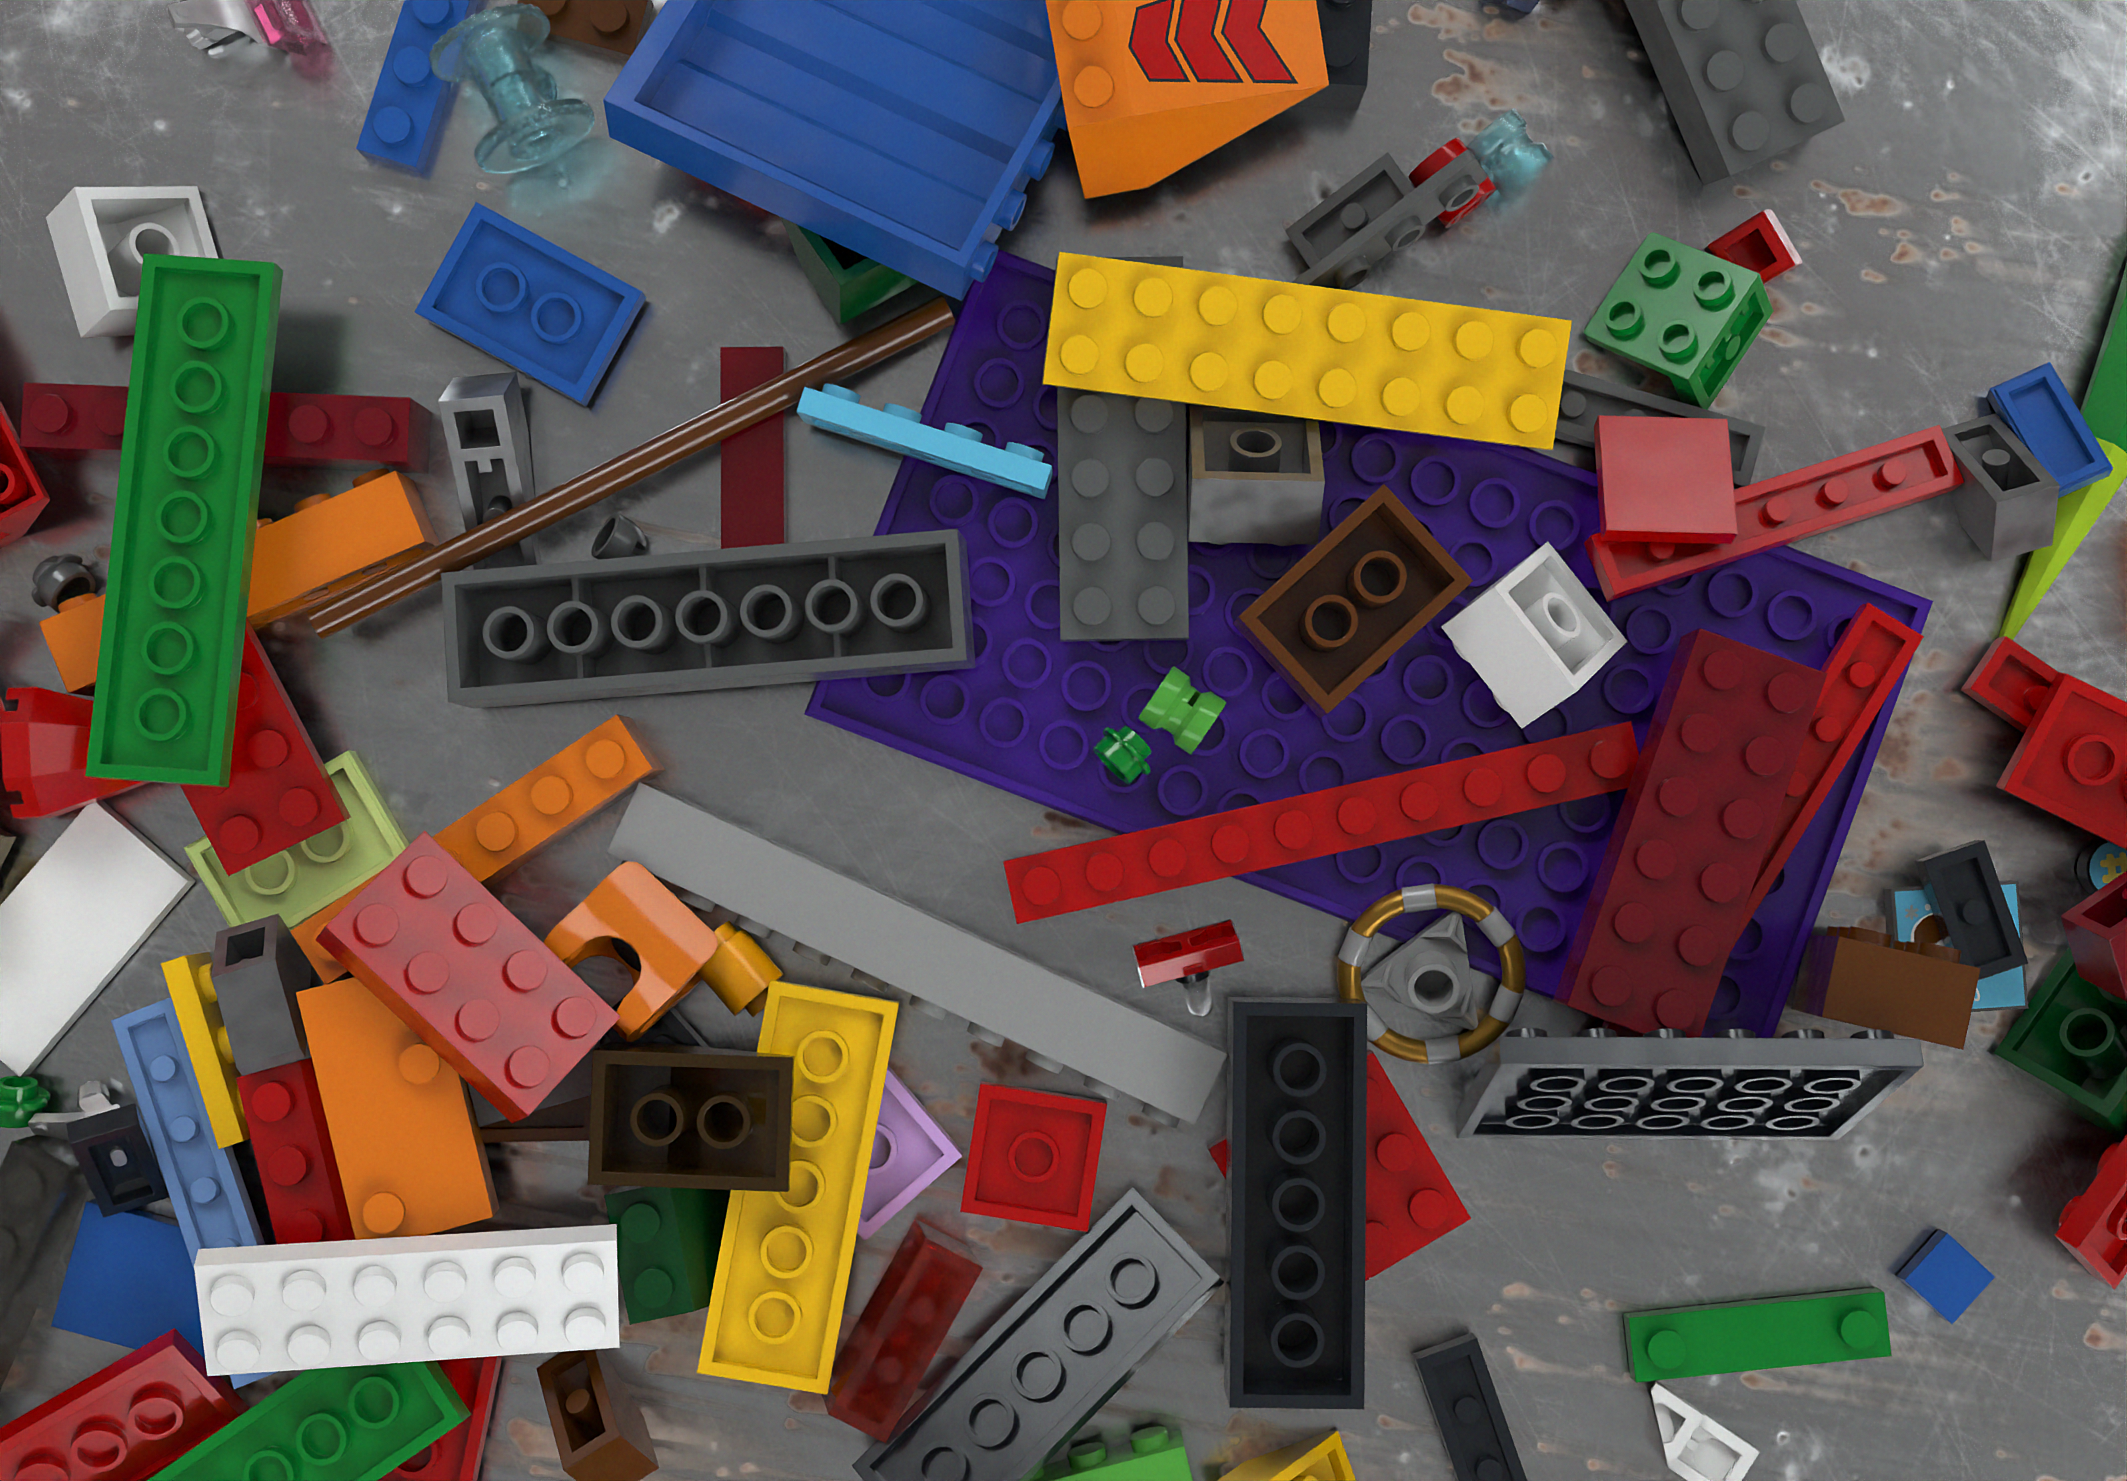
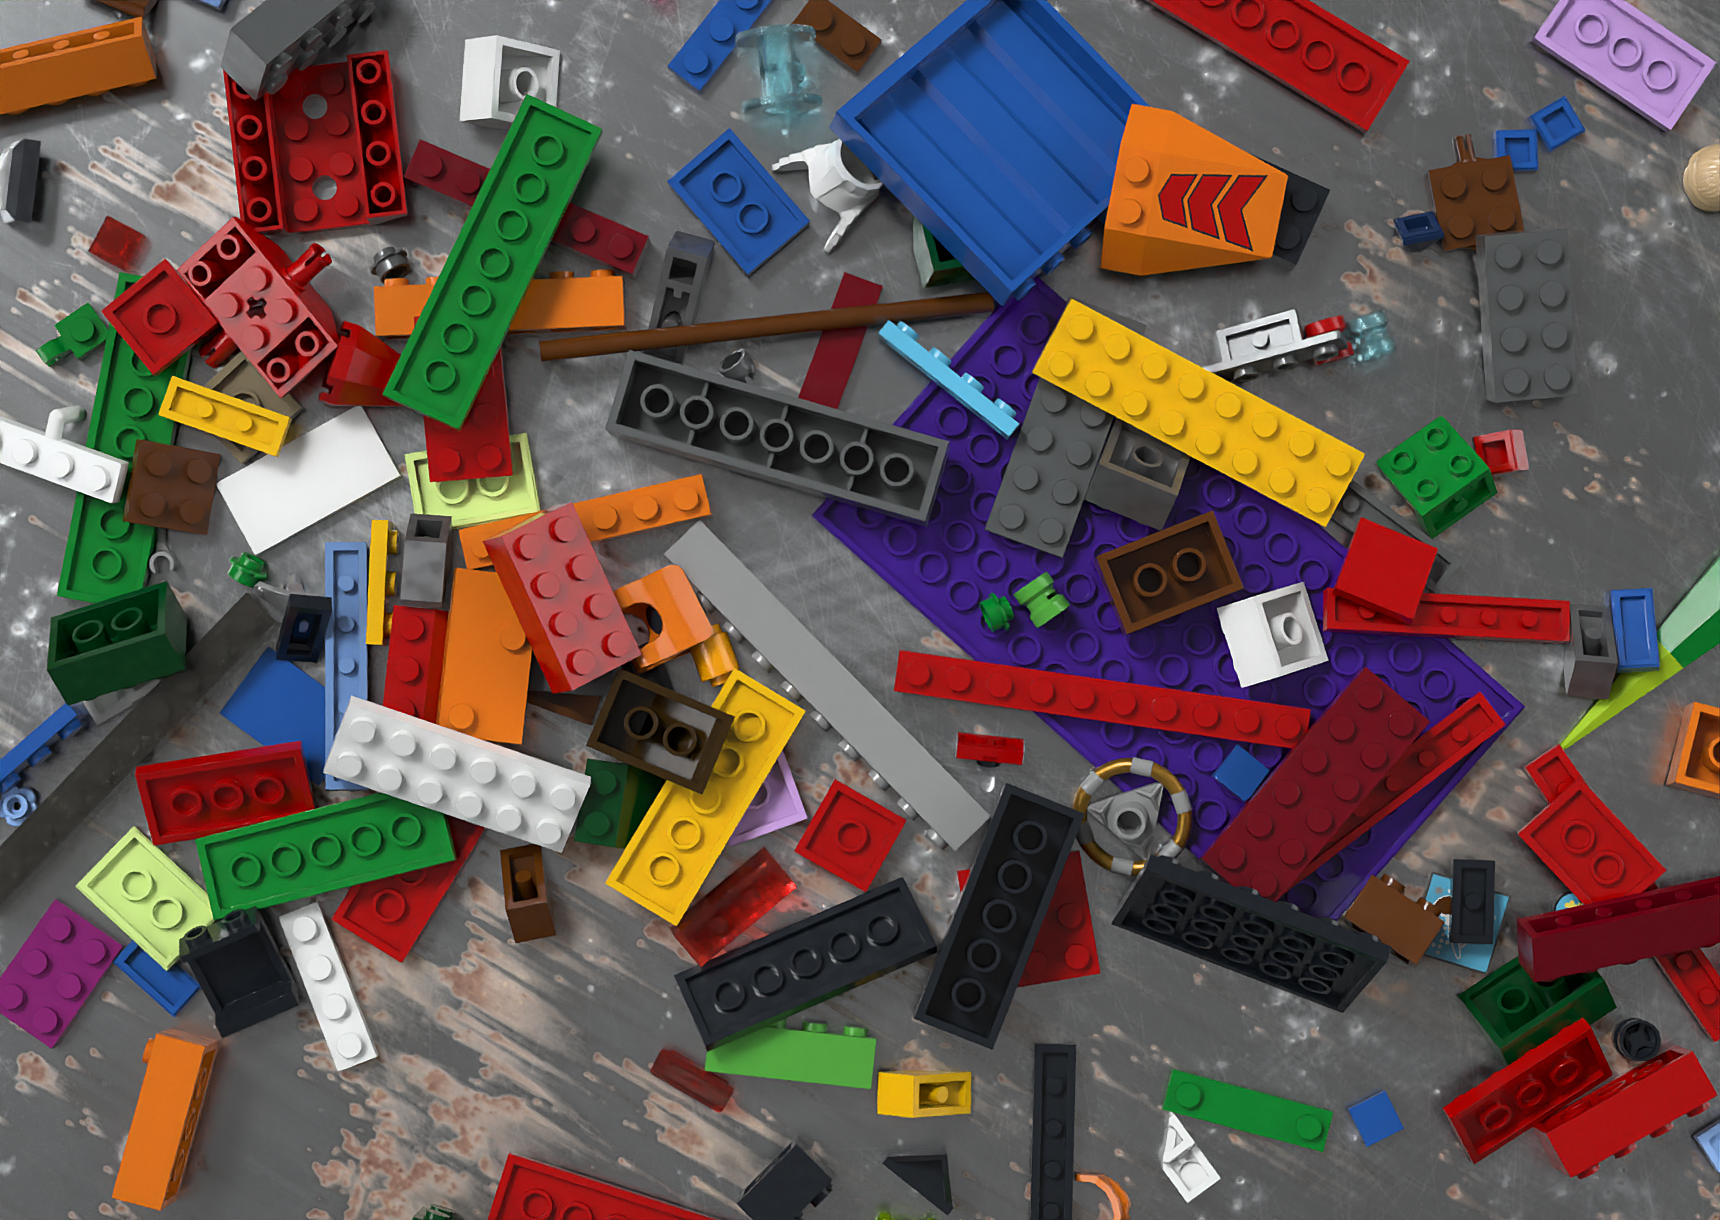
camera: 15 degrees right, 0 degrees up
(656, 215) = (837, 181): none -> white helmet
(1564, 853) = (1240, 773): none -> blue slope

